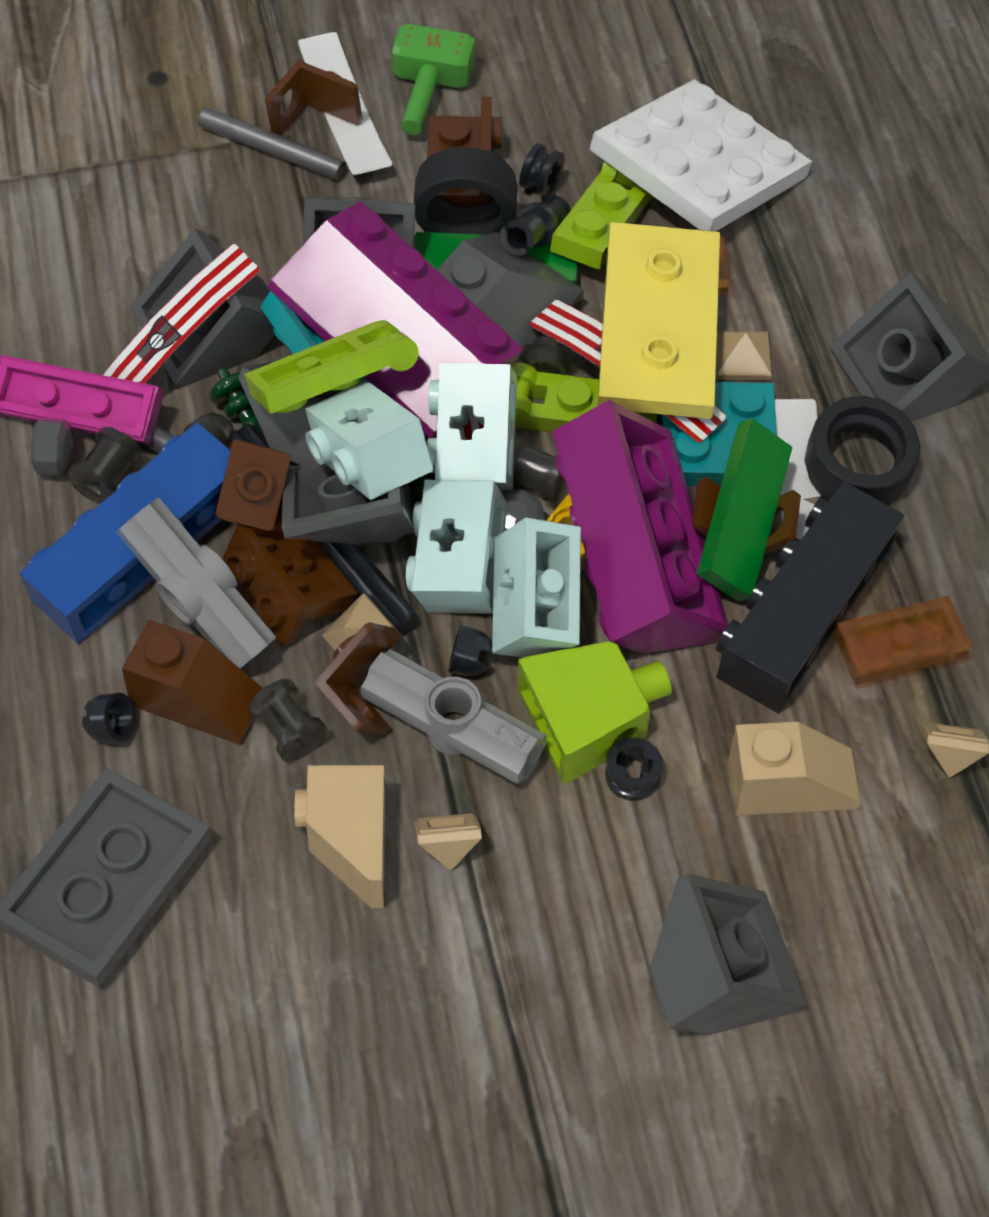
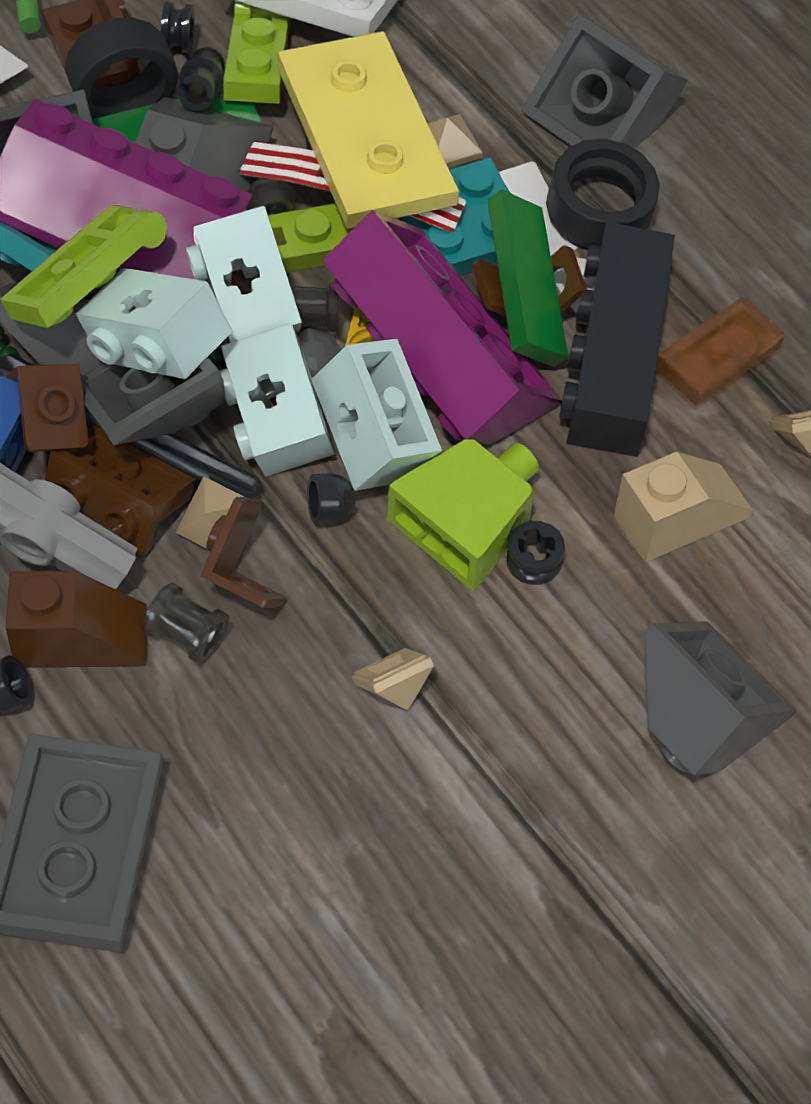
camera: 25 degrees left, 0 degrees up
(347, 824) = (297, 703): tan slope -> none
(484, 732) = (311, 554): light grey piece -> none

